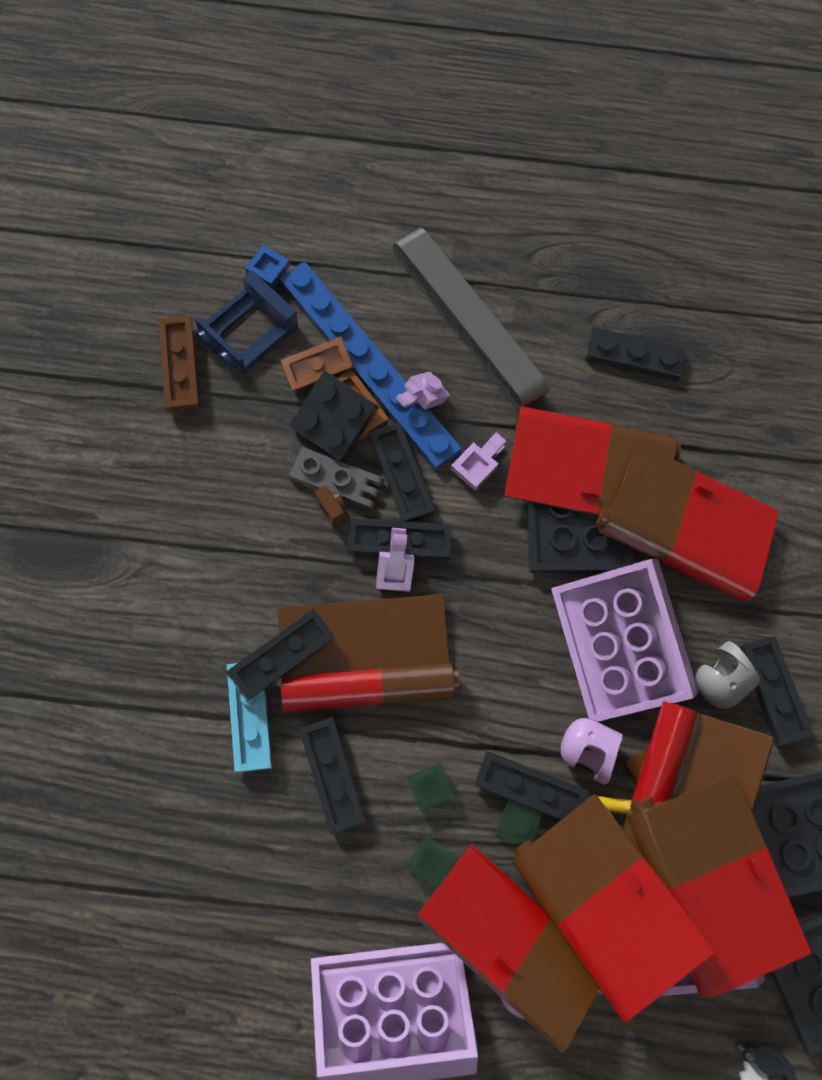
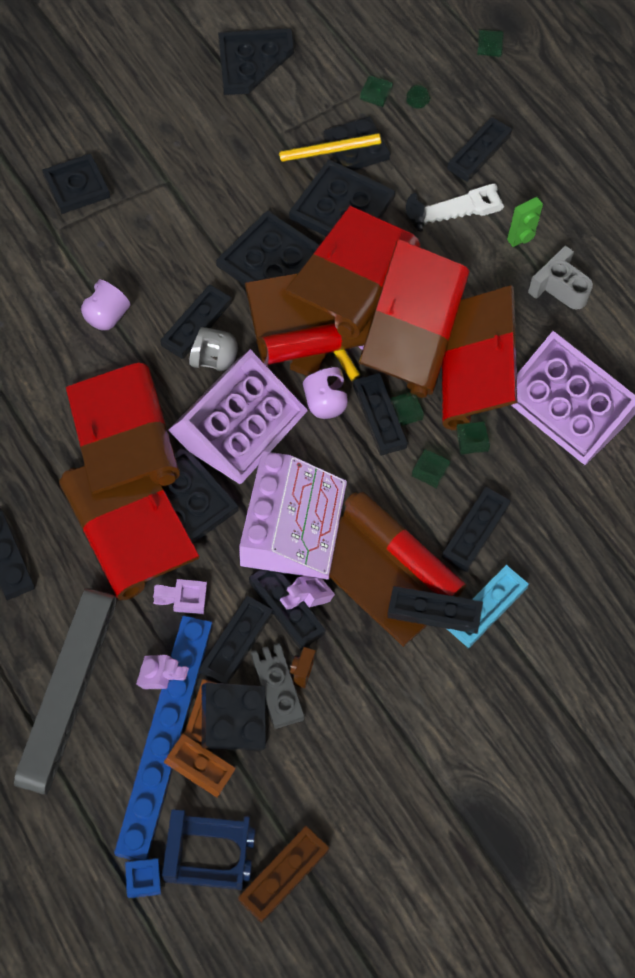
camera: 125 degrees left, 10 degrees down
(480, 606) = (292, 517): none -> lavender slope

